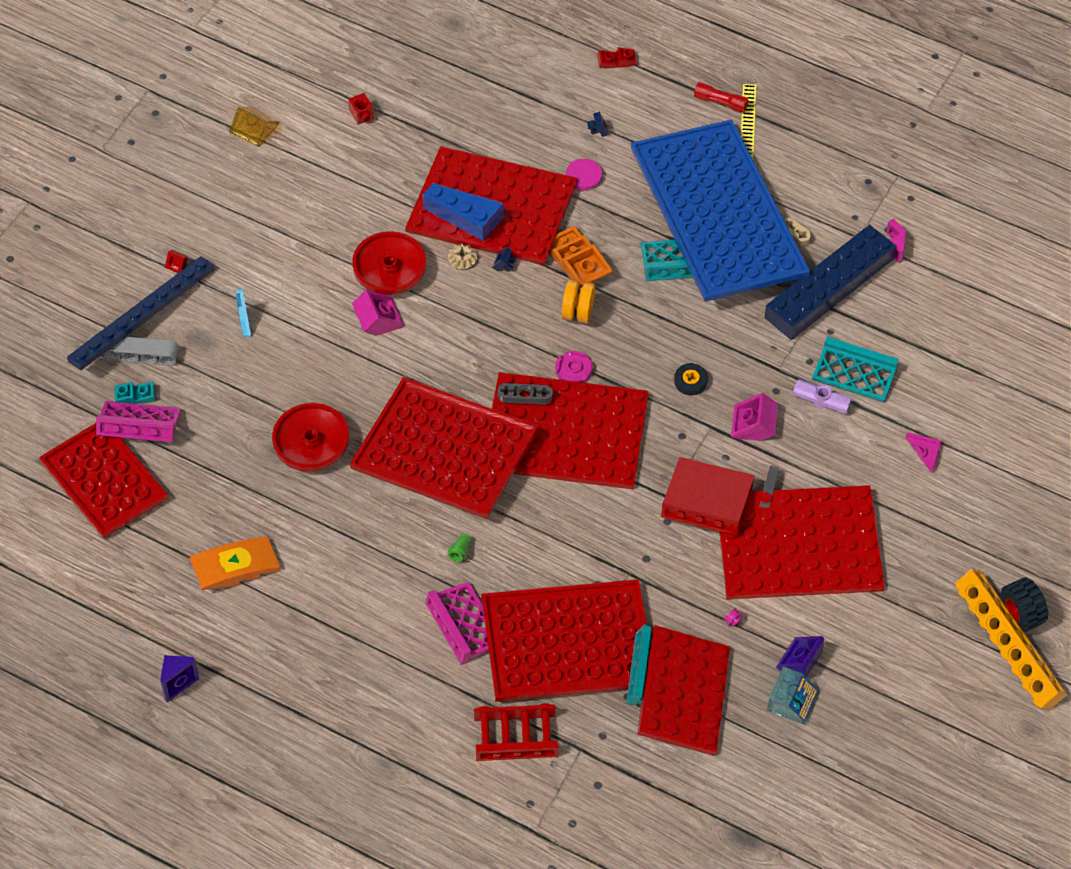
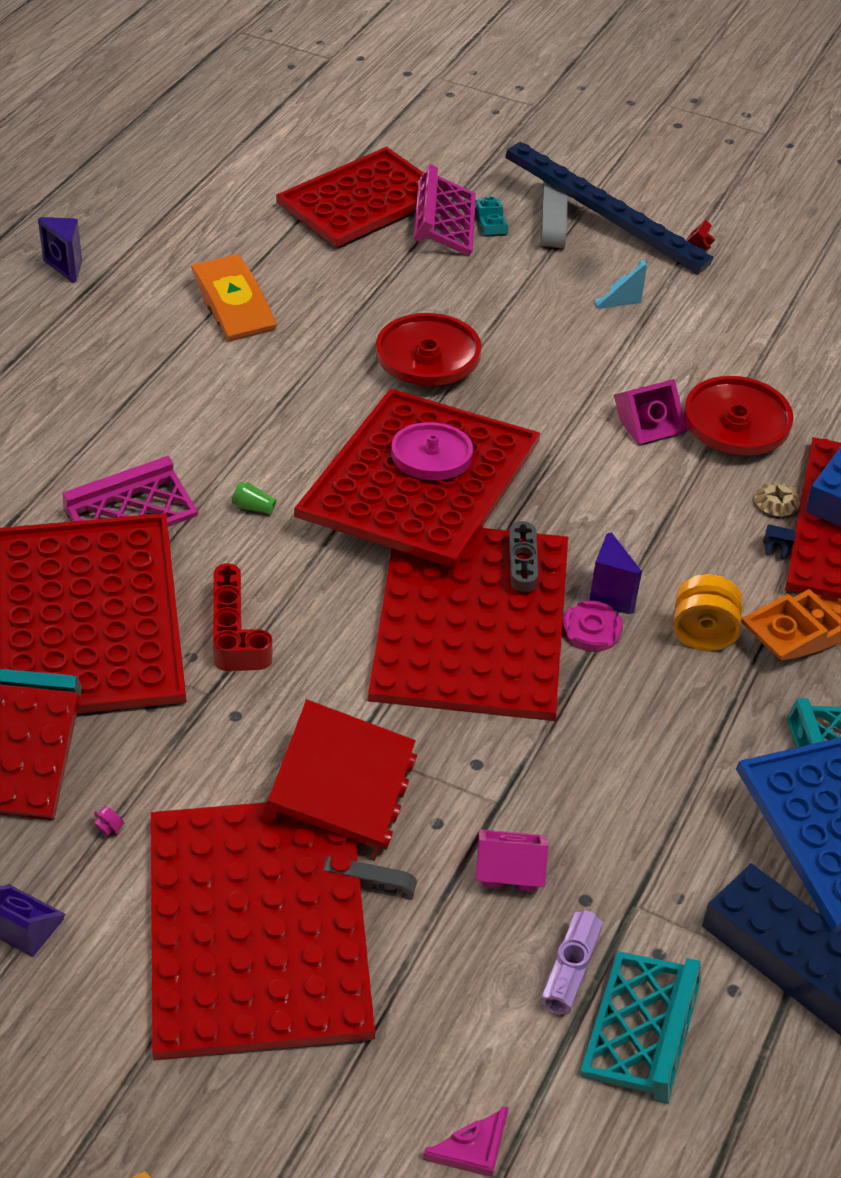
camera: 85 degrees right, 10 degrees down
(428, 436) = (432, 451): none -> dark pink piece
(543, 347) = (615, 577): none -> dark purple slope
(547, 559) = (232, 646): none -> red beam
(694, 386) = (591, 786): black bush -> none

